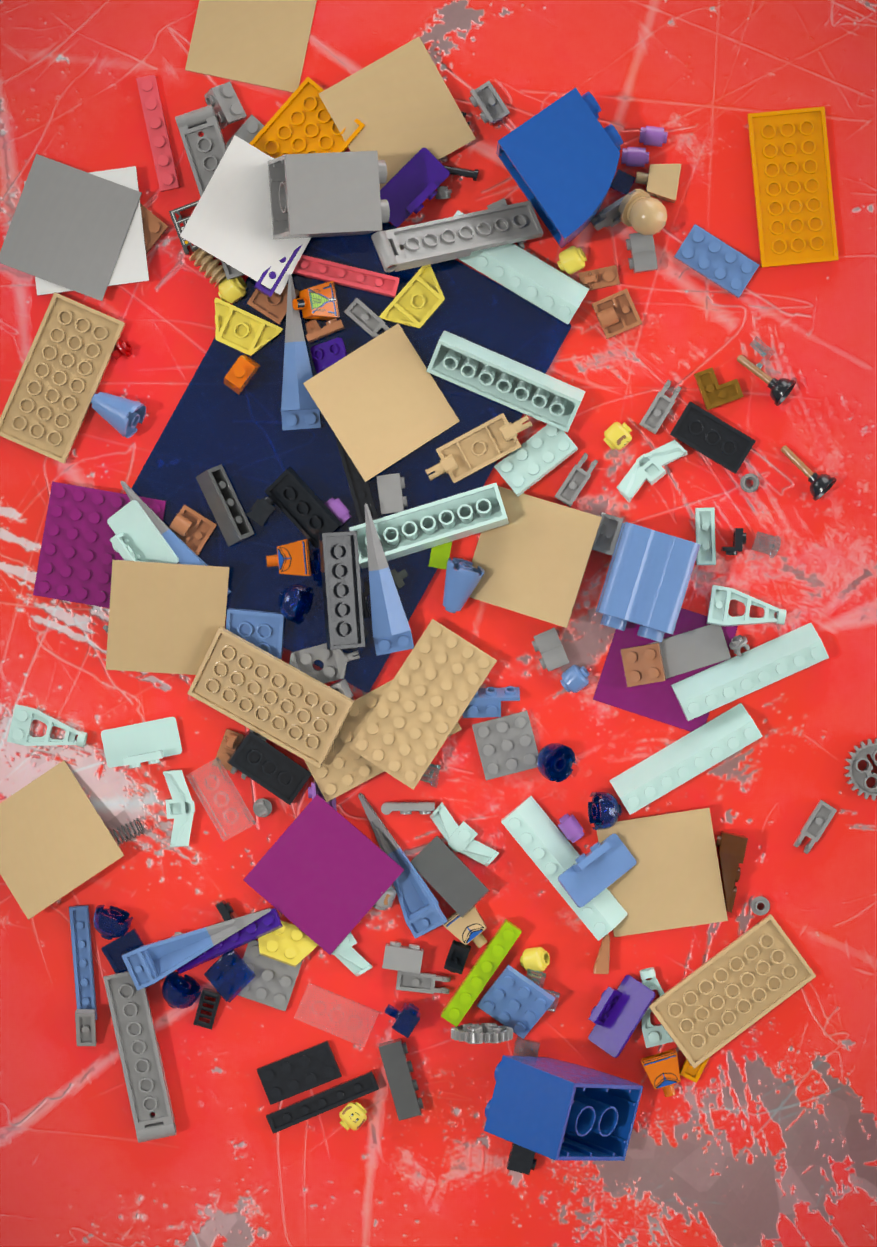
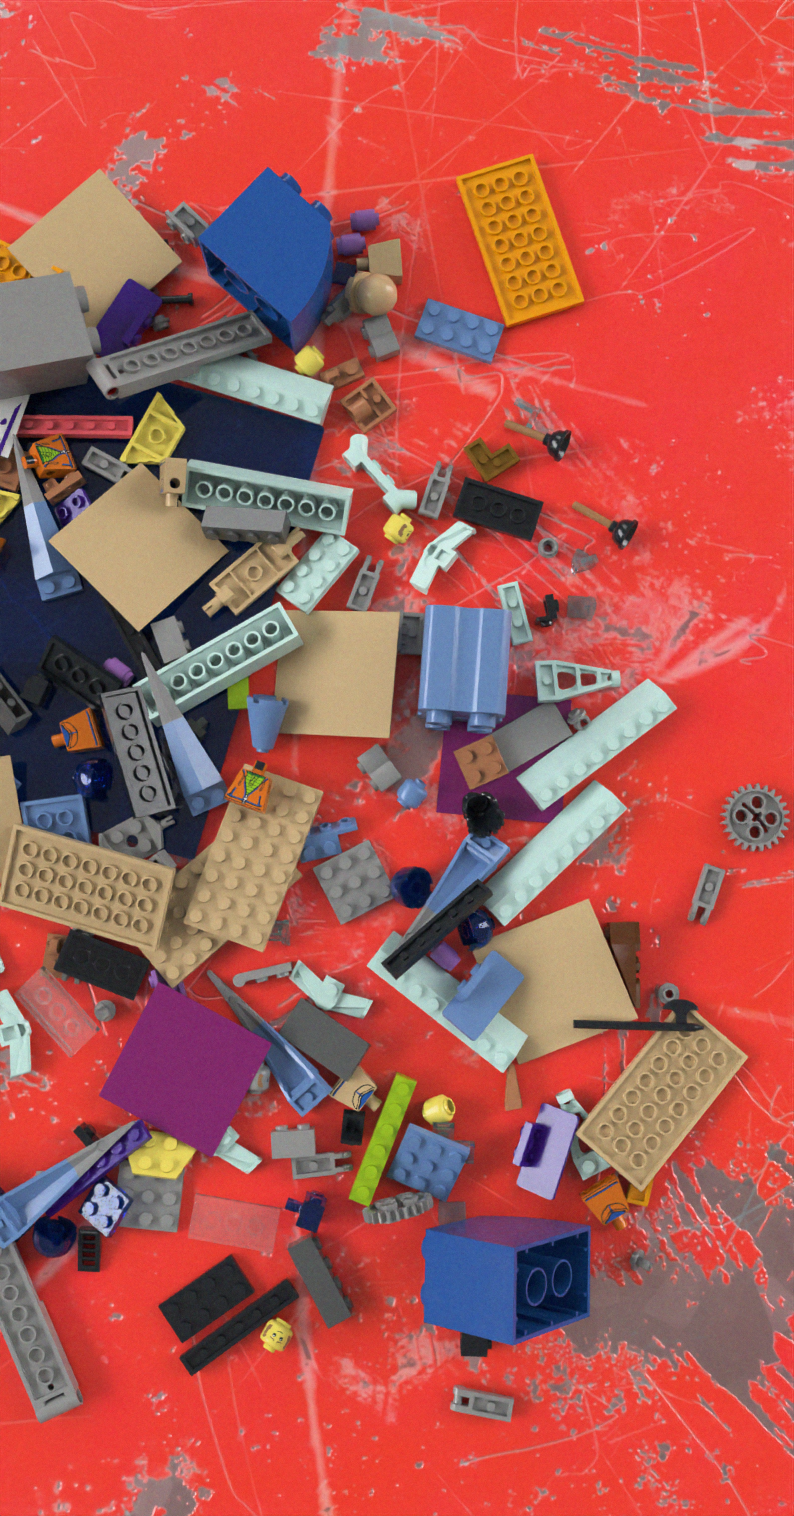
camera: 15 degrees left, 5 degrees down
(425, 342) = (172, 470): none -> tan torso
(435, 644) = (251, 788): none -> torso
(481, 404) = (246, 524): none -> brick
(515, 1213) = (482, 1403): none -> light grey plate
(570, 804) = (436, 929): none -> black plate
(596, 360) = (357, 458): none -> light aqua plate
(614, 753) = (473, 861): none -> medium blue plate
(633, 712) = (486, 818): none -> black hair
(677, 1125) = (637, 1260): none -> light grey plate
(766, 919) = (679, 1007): none -> black piece
(777, 502) = (582, 561): none -> clear light blue tile

